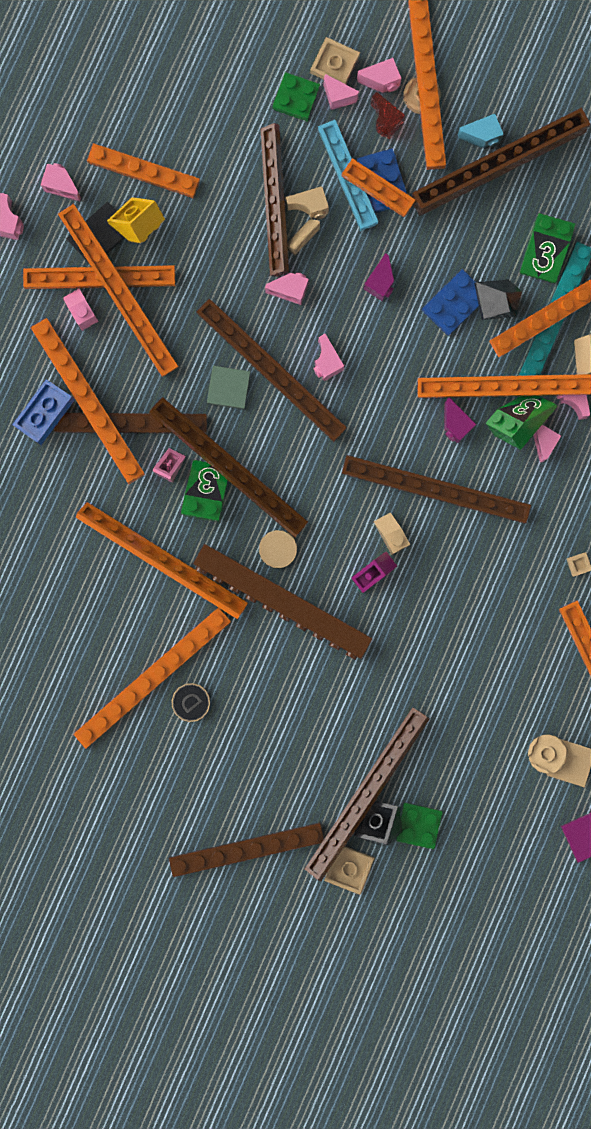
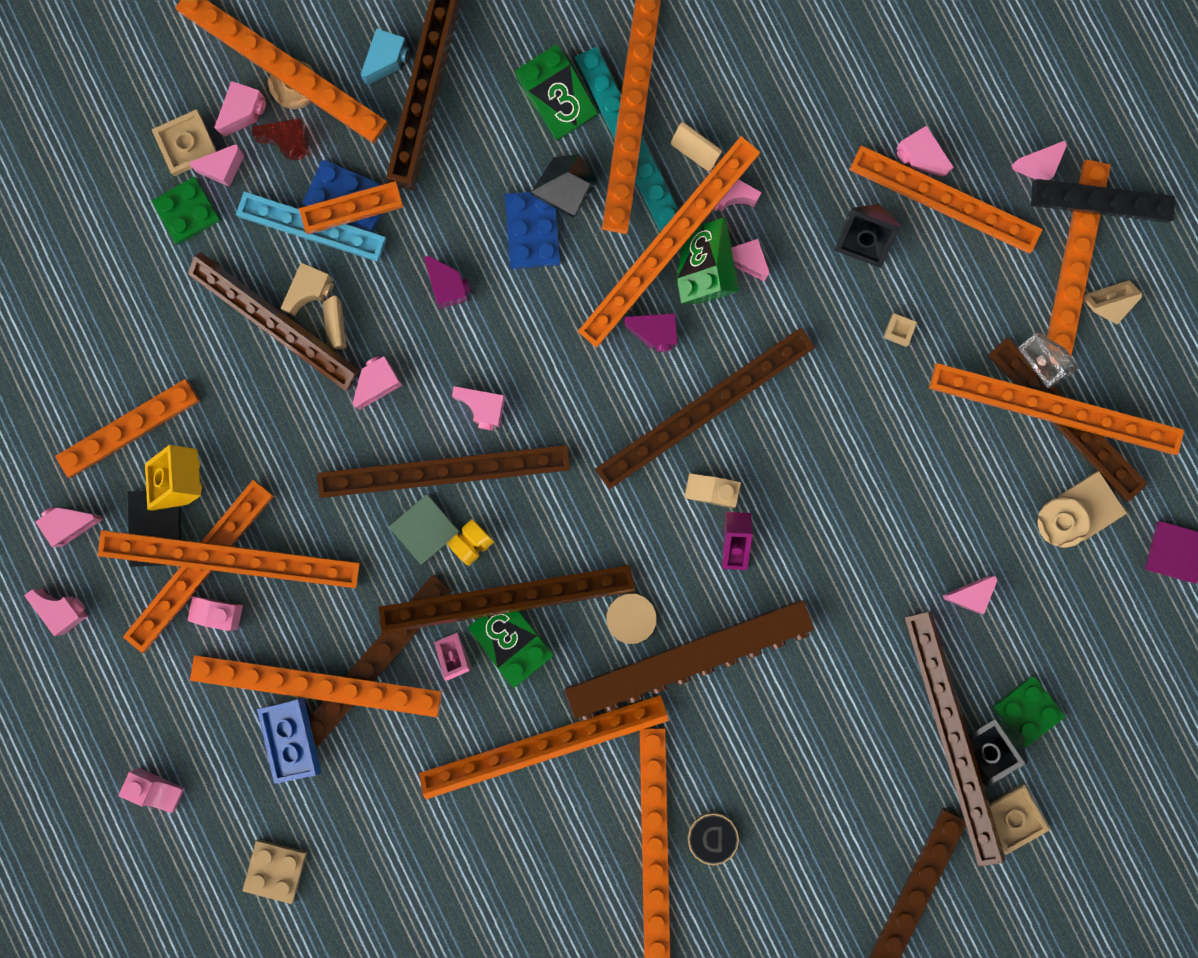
camera: 50 degrees left, 0 degrees up
(243, 419) = (470, 542): none -> yellow wheel
(459, 737) = (973, 595): none -> bright pink slope

